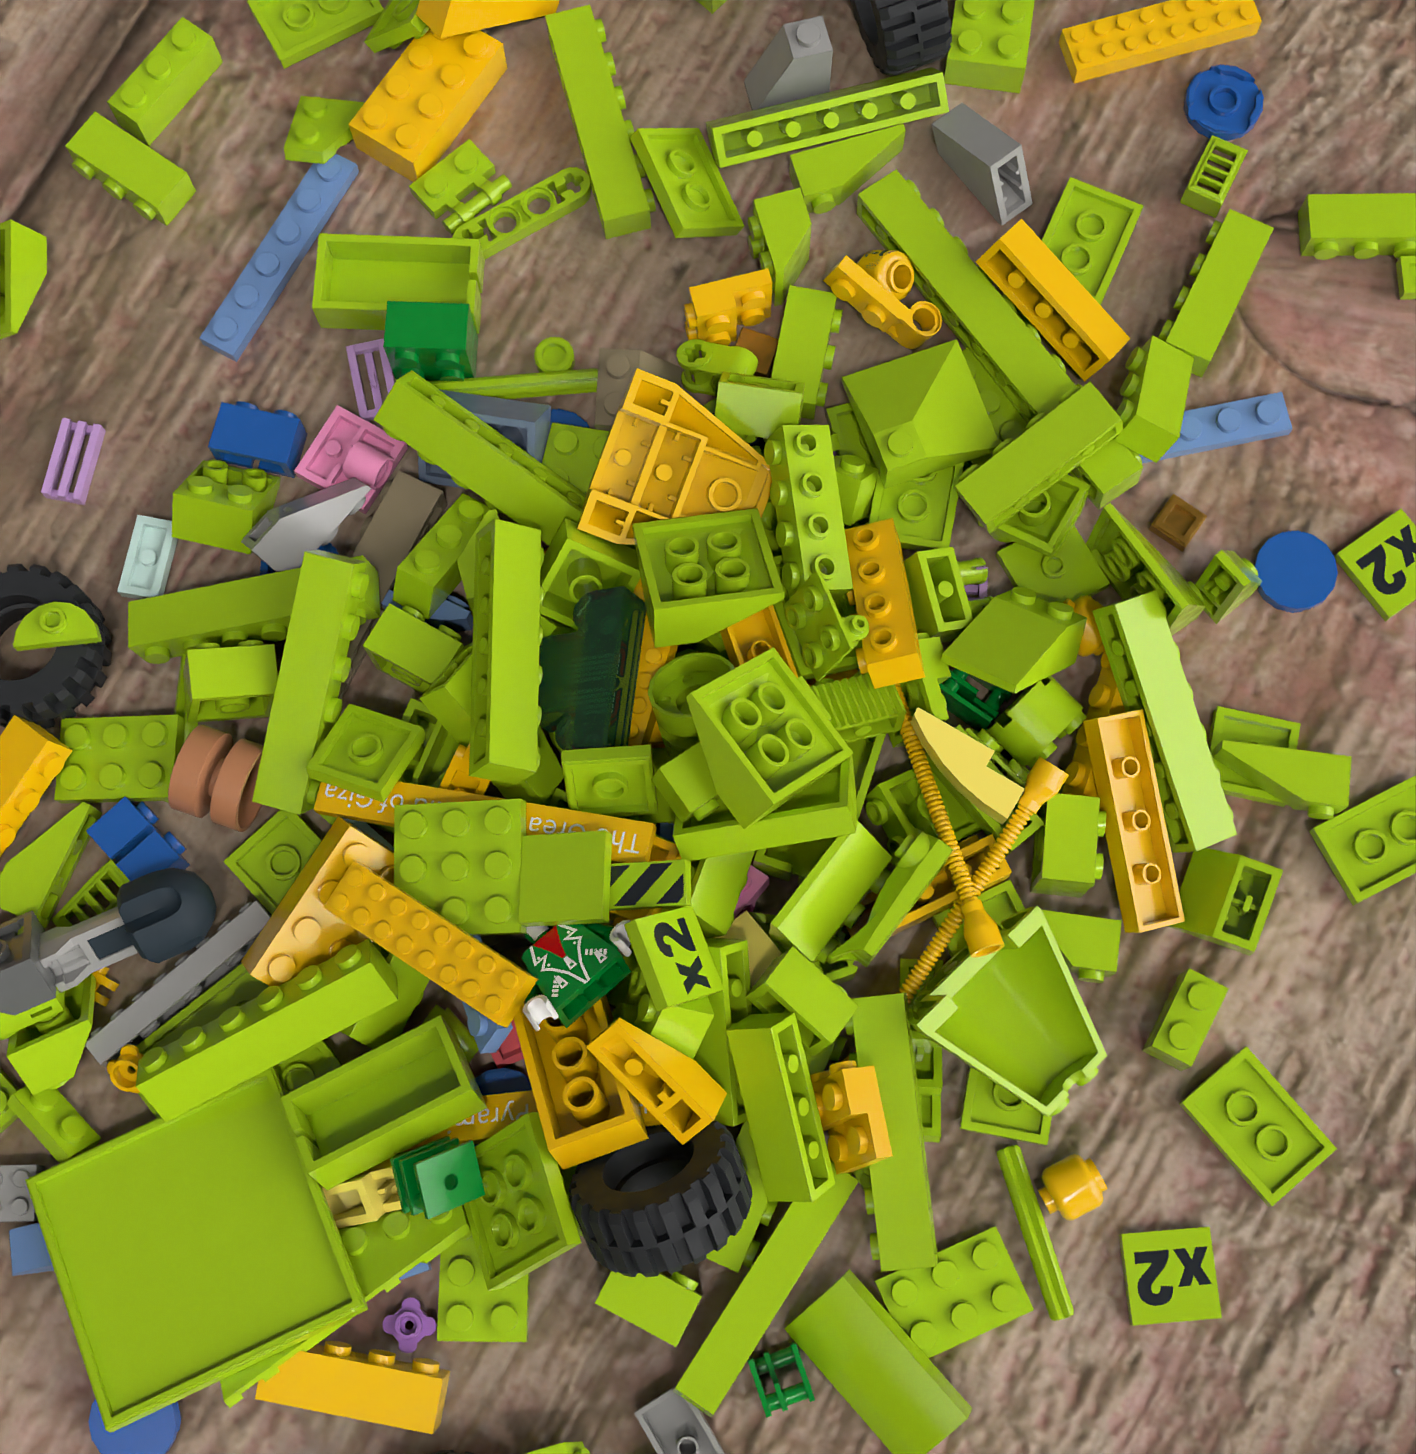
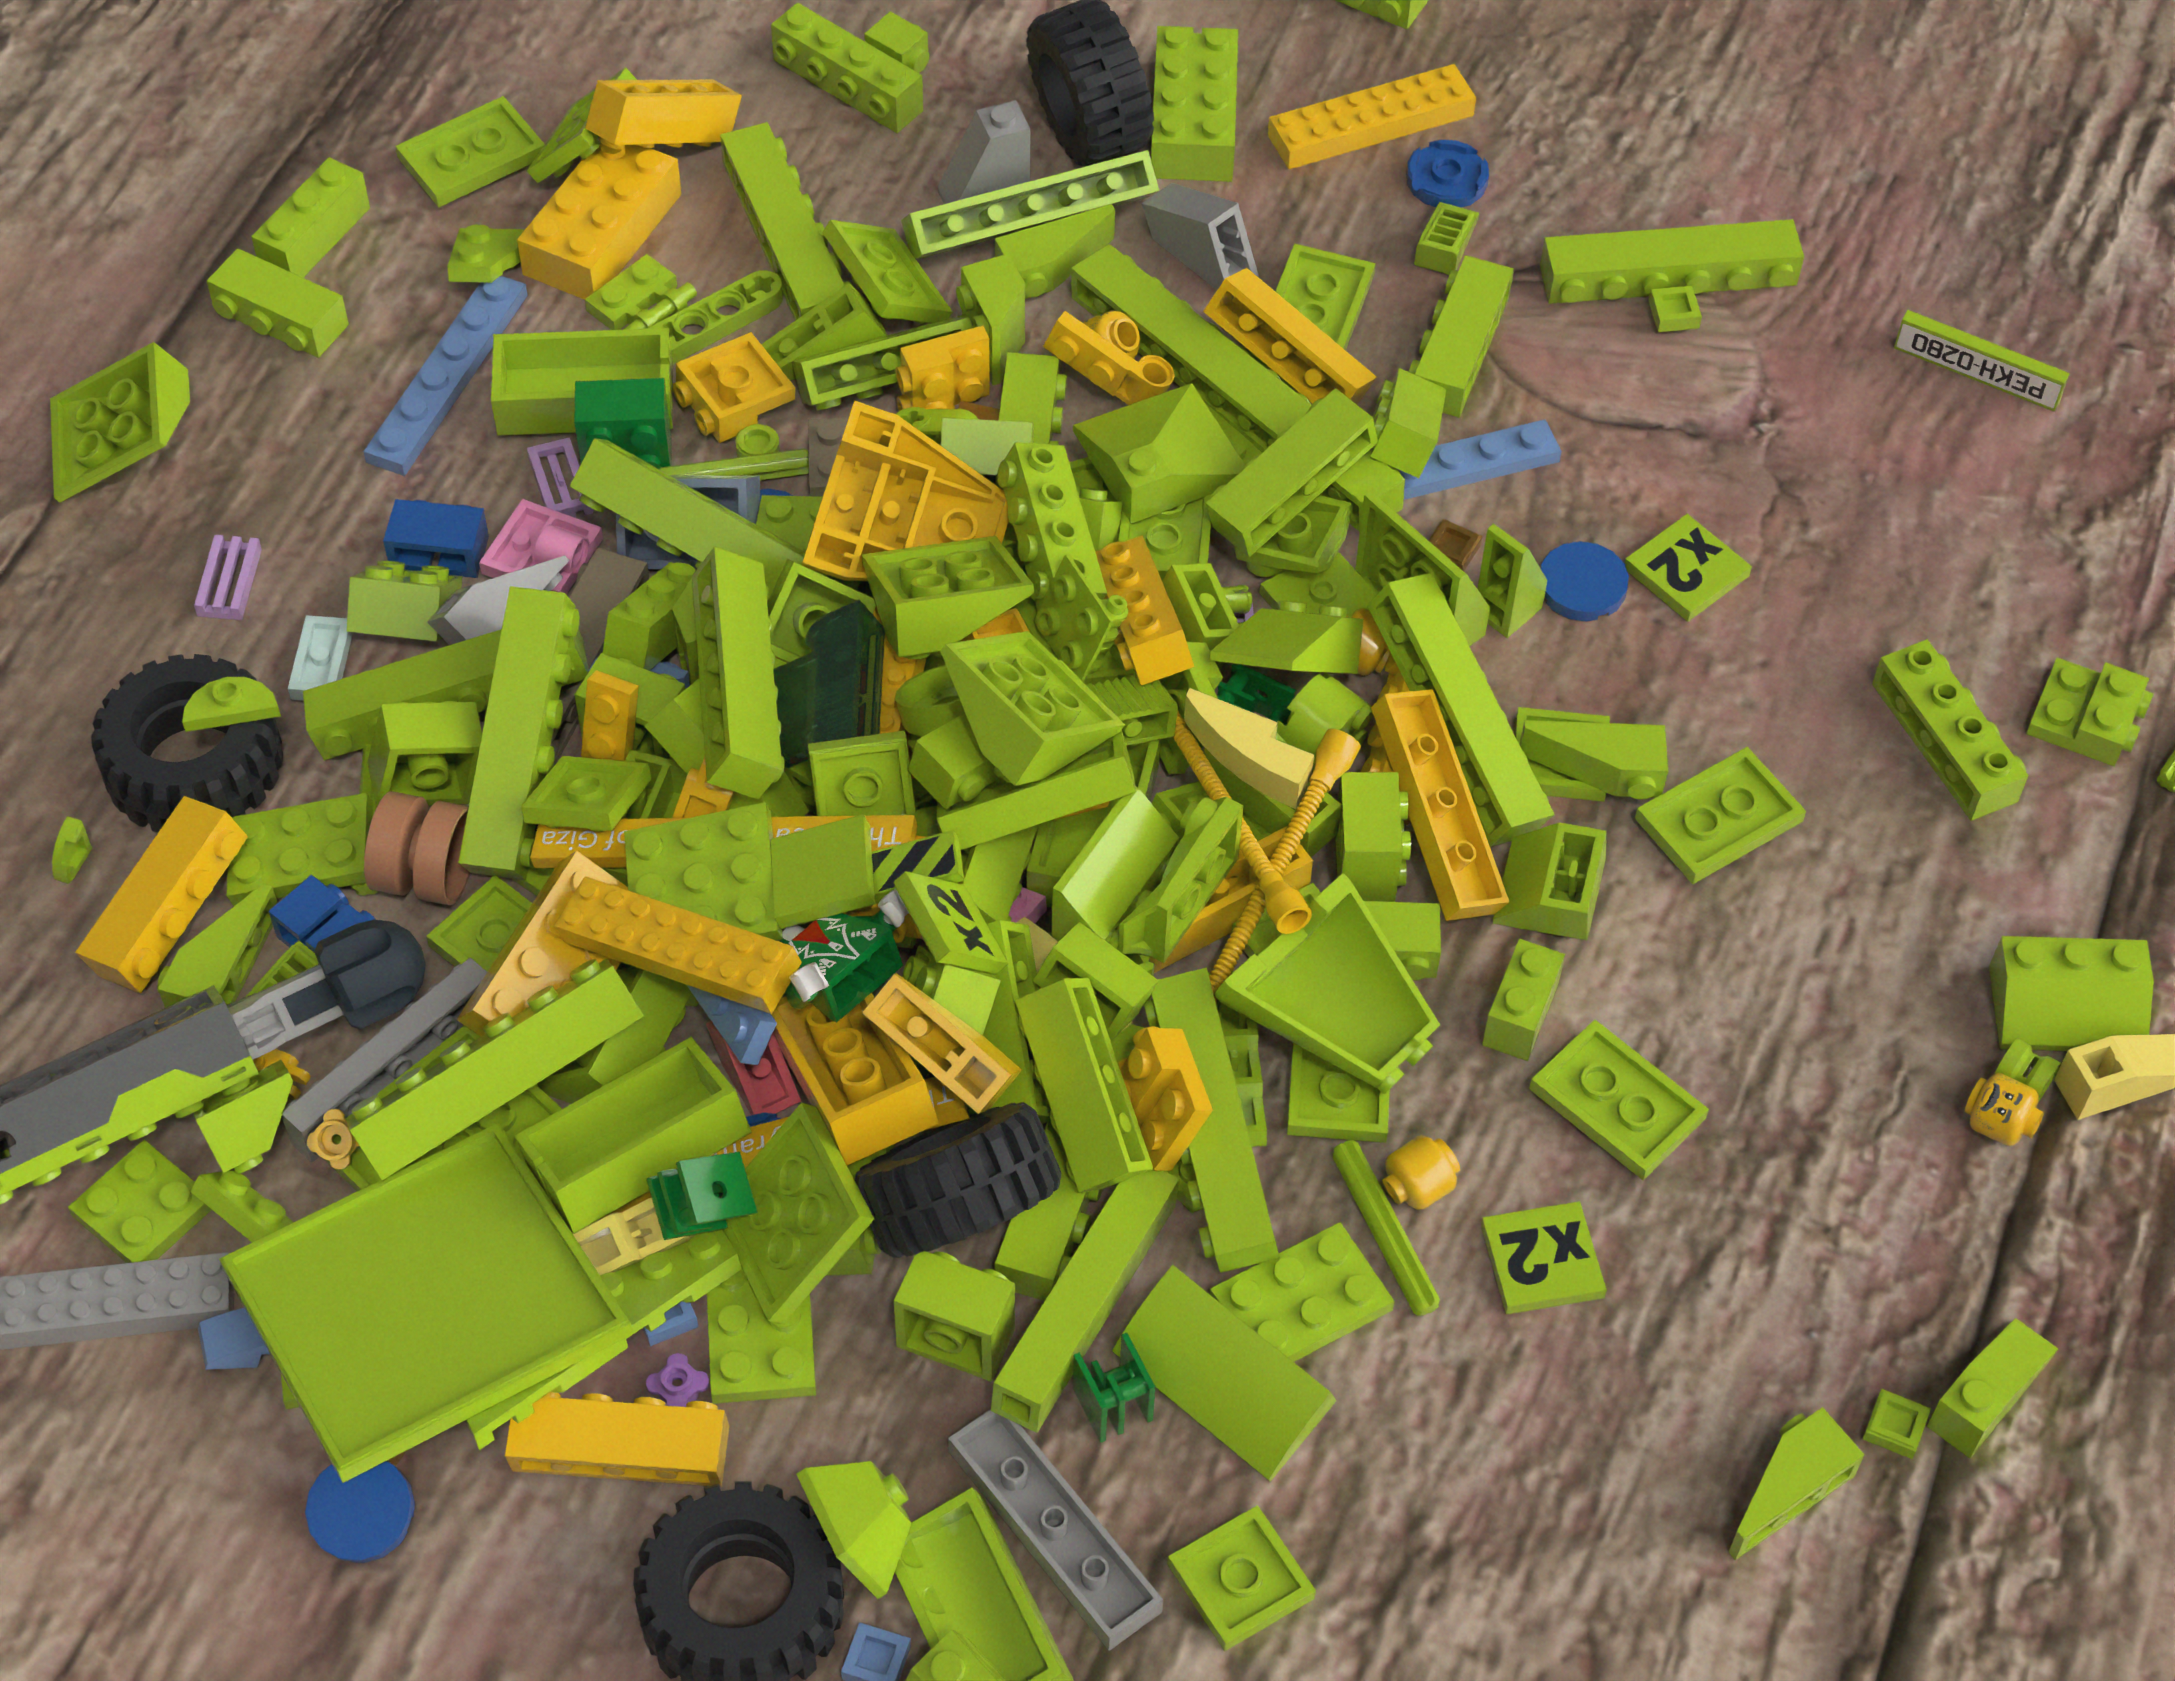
camera: 10 degrees left, 20 degrees down
(391, 678) = (609, 717): none -> yellow plate
(535, 297) = (731, 386): none -> yellow plate
(618, 251) = (832, 324): none -> lime slope
(664, 282) = (863, 365): none -> lime brick

